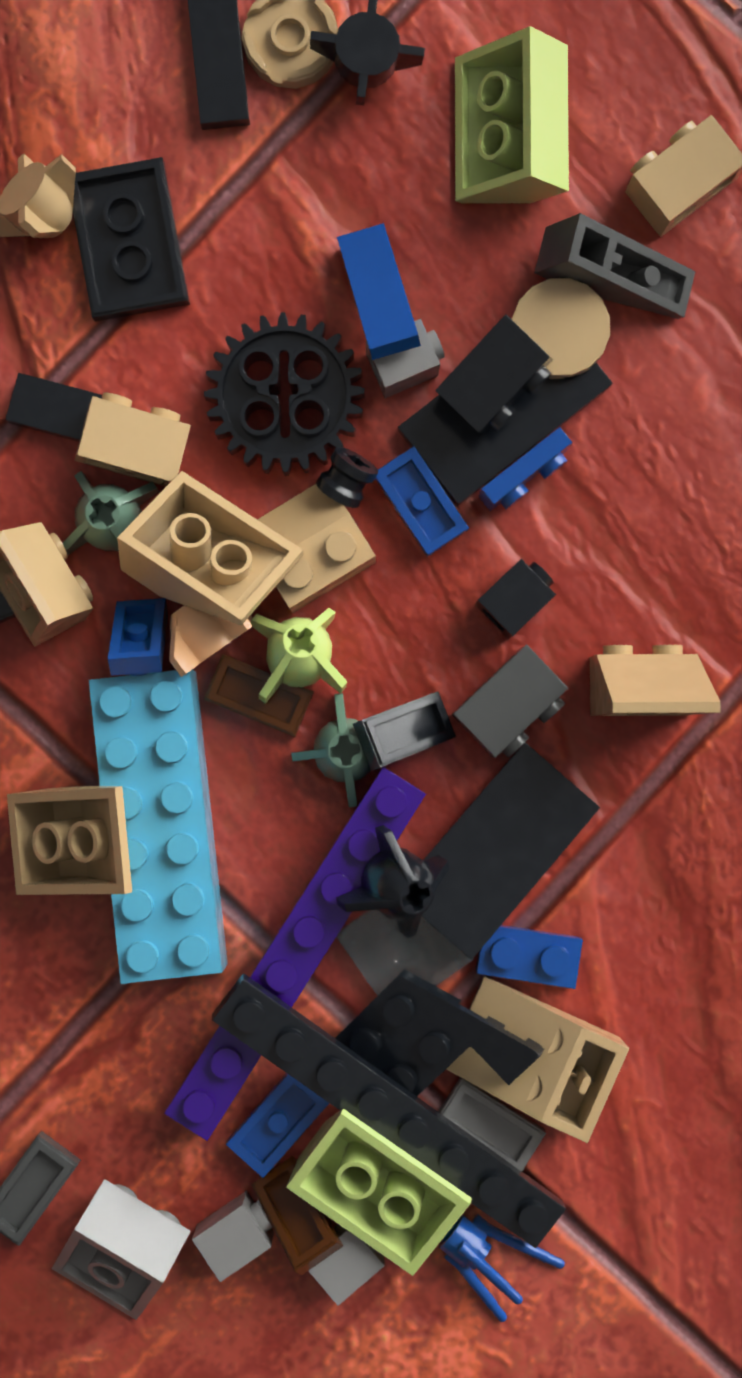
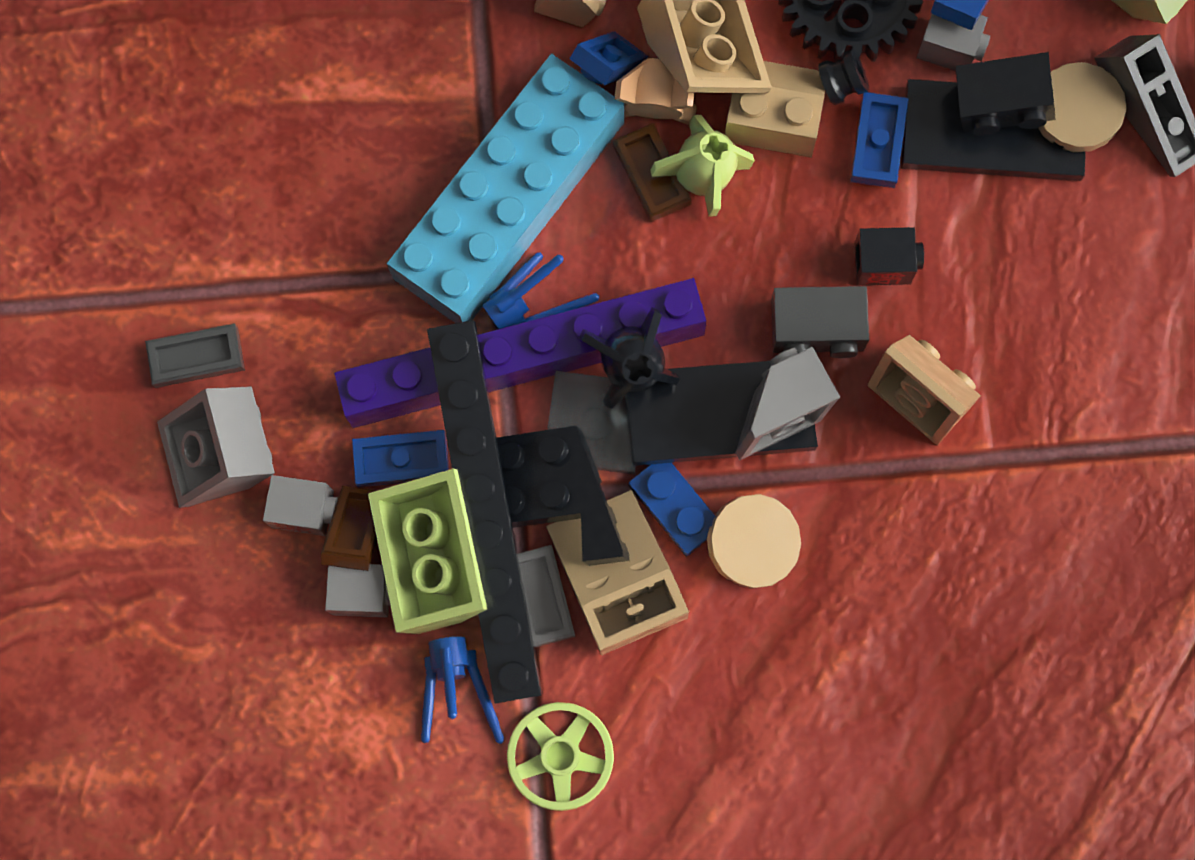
camera: 45 degrees right, 10 degrees down
(69, 841) = (441, 139): tan slope -> none
(250, 919) = (508, 307): none -> blue plant
(339, 752) = (678, 254): sand green piece -> none
(404, 730) = (729, 273): tile -> none
(542, 459) = (953, 178): blue plate -> none
(553, 811) = (788, 400): none -> light grey slope
(618, 930) = (754, 541): none -> tan tile
(618, 1233) = (560, 756): none -> yellowish green wheel

